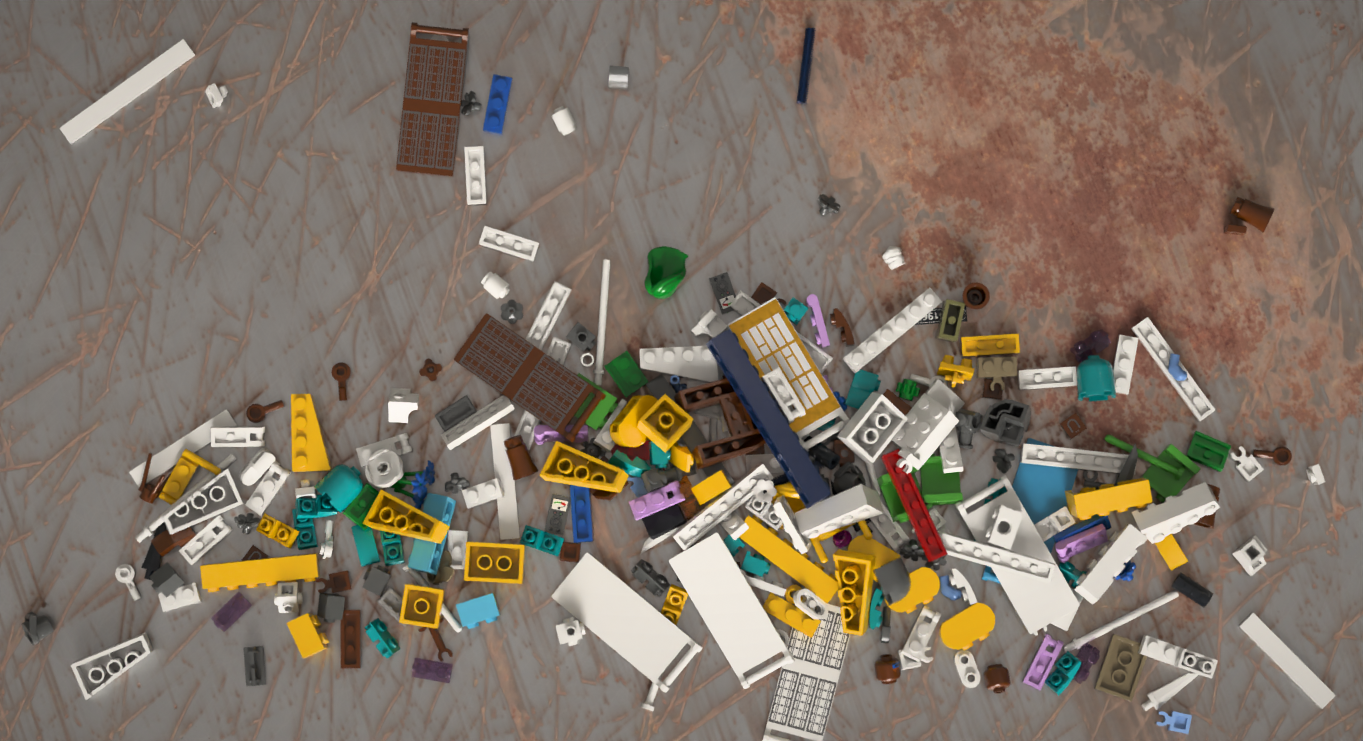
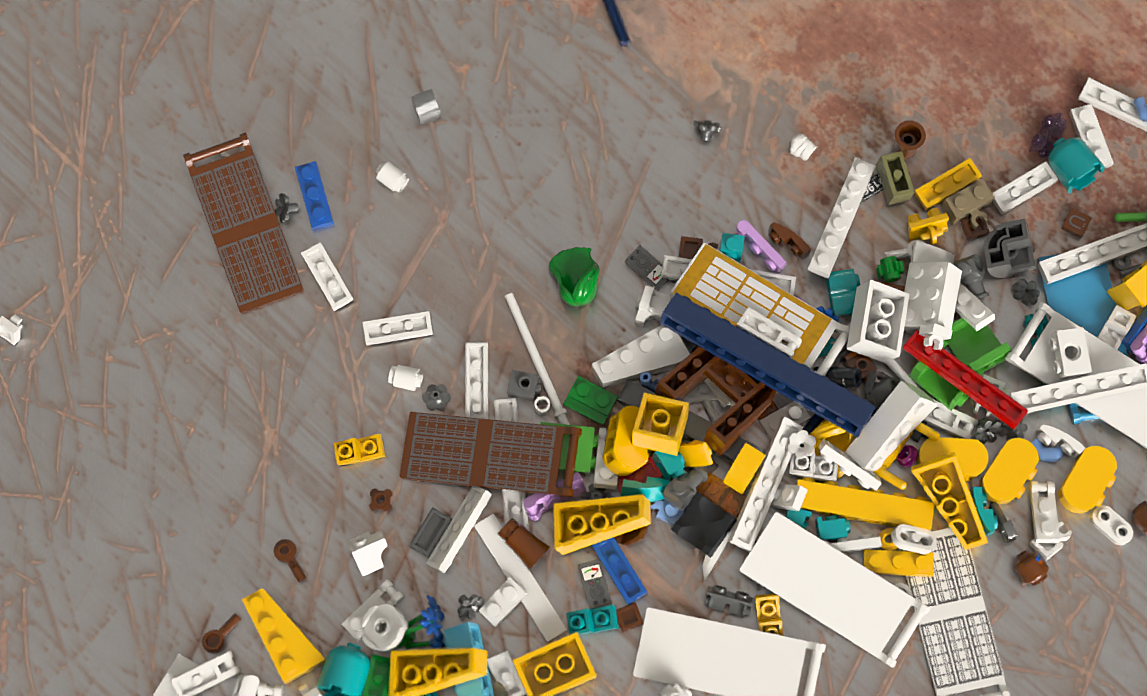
camera: 25 degrees left, 10 degrees down
(433, 323) = (359, 450): none -> yellow slope
(656, 500) = (693, 512): lavender plate -> none
(894, 580) = (990, 467): dark grey brick -> none

